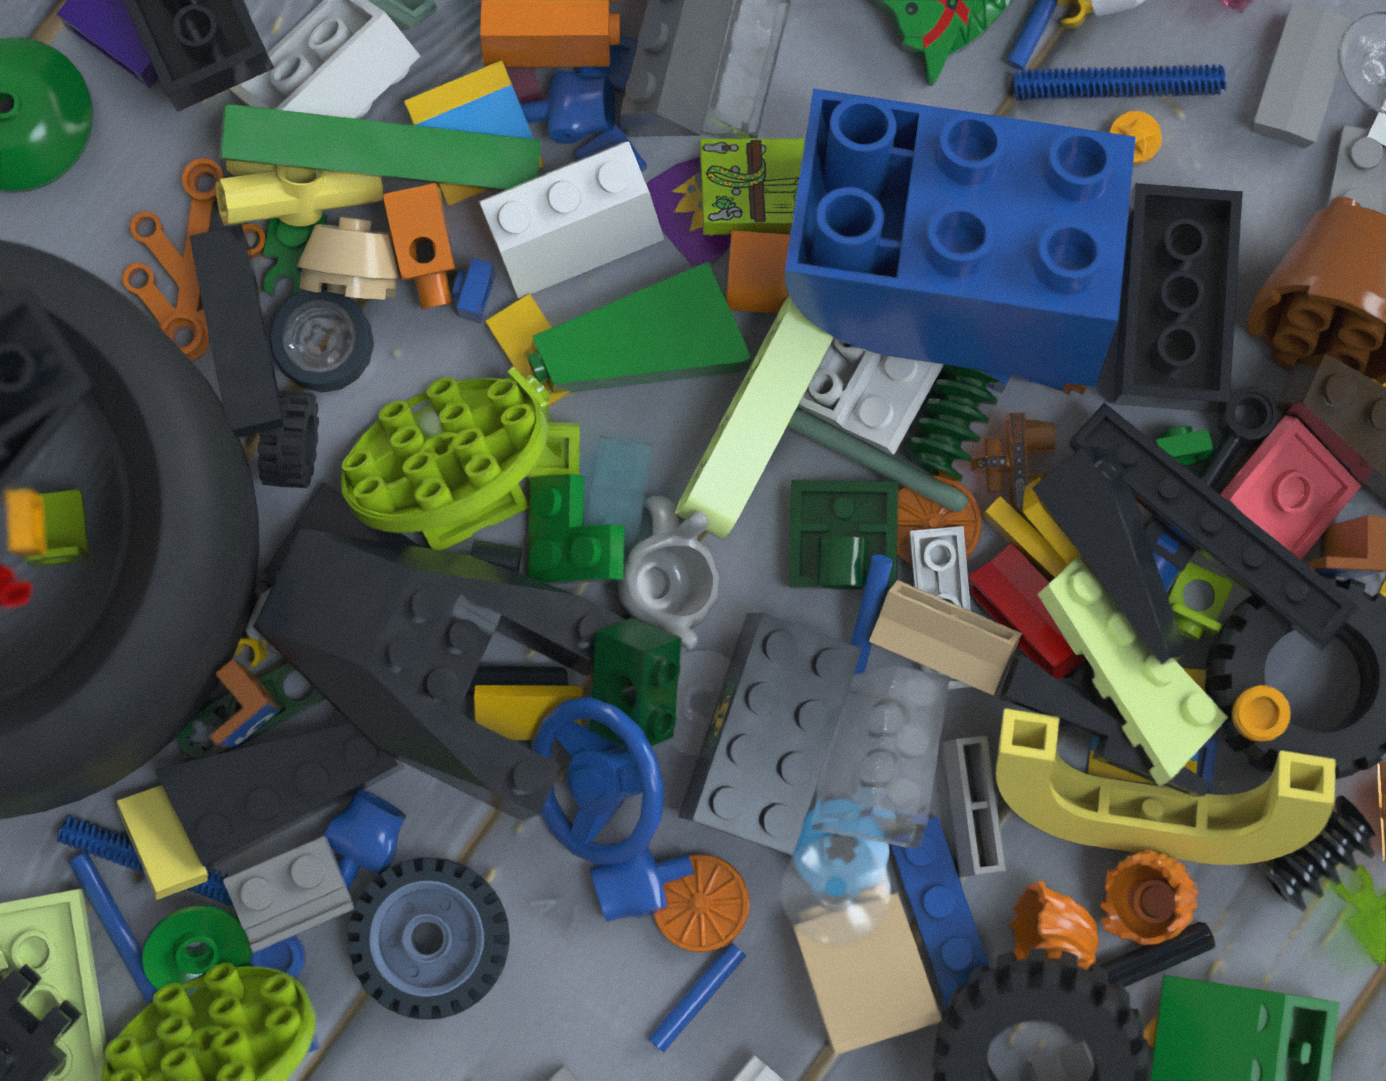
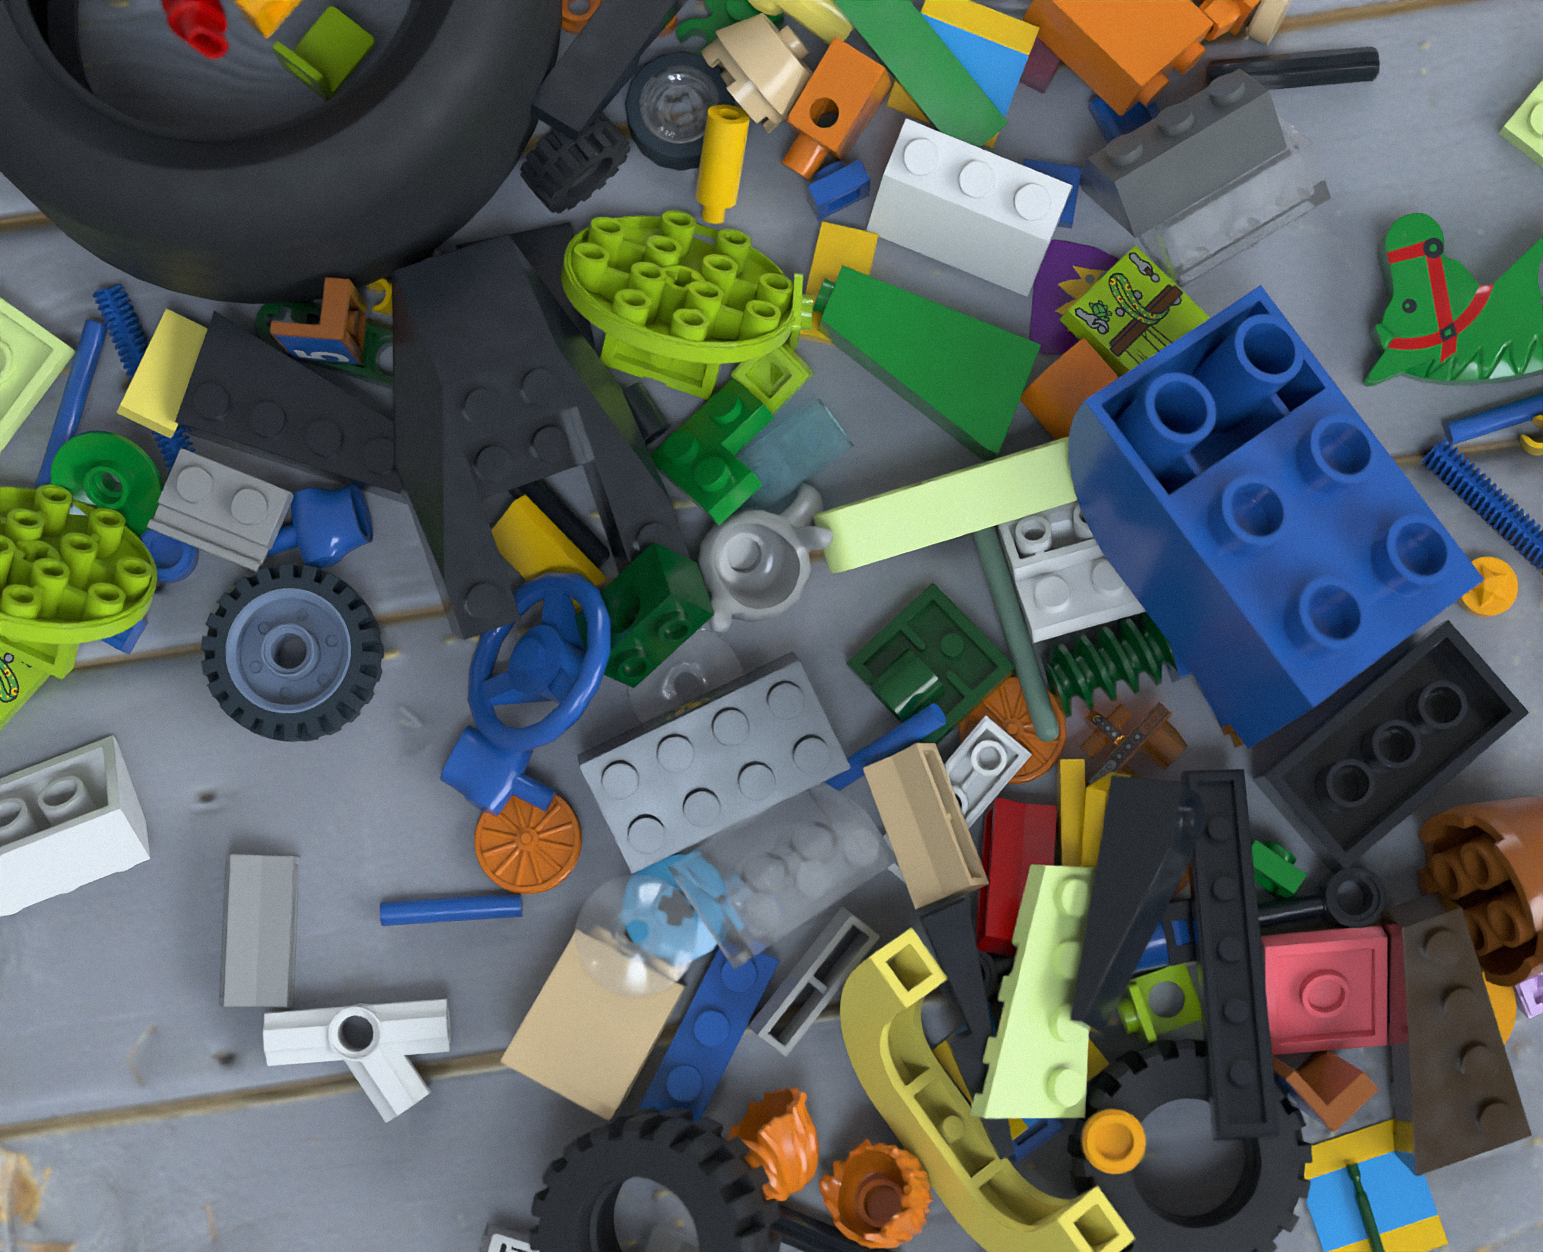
camera: 50 degrees right, 0 degrees up
(383, 345) = (721, 161): none -> yellow cylinder
(574, 107) = (1061, 123): blue piece -> none

